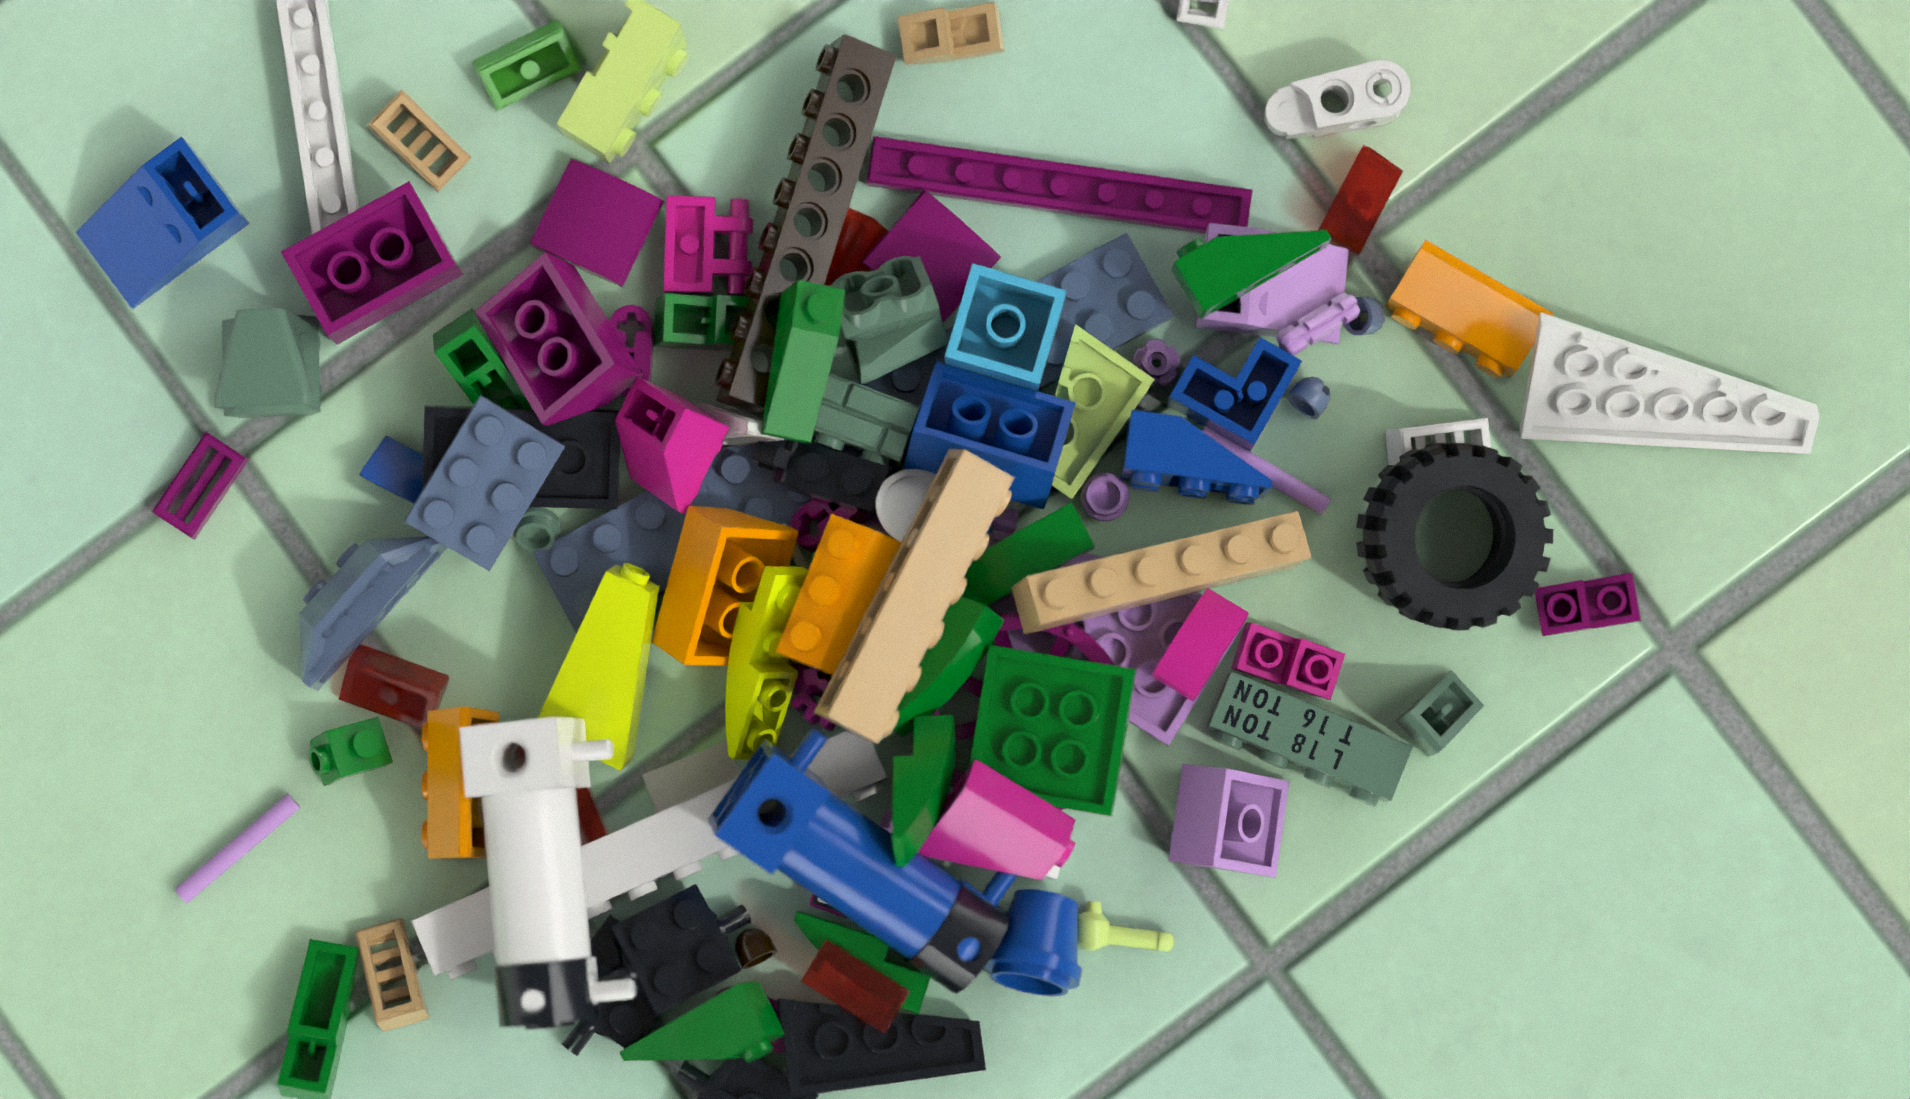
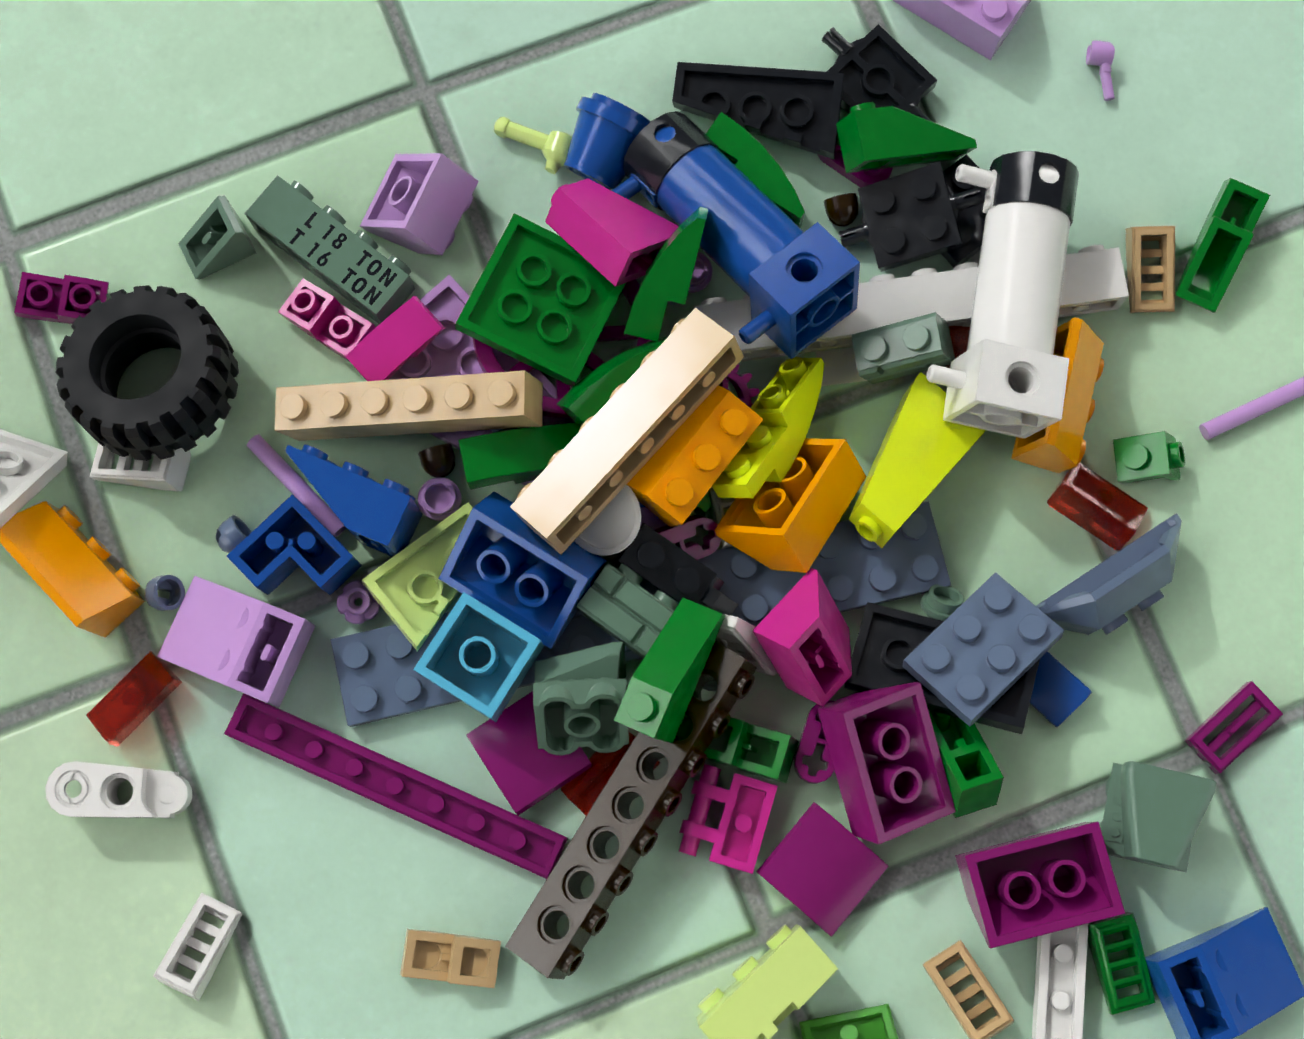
camera: 165 degrees left, 5 degrees down
(272, 251) = (1132, 942): none -> green slope
(645, 791) = (903, 348): none -> sand green brick
(855, 986) = (766, 143): clear red slope -> none
(1118, 536) = (438, 460): none -> dark brown hinge
(1234, 265) = (260, 649): green slope -> none
(1318, 324) = (203, 589): lavender axle -> none

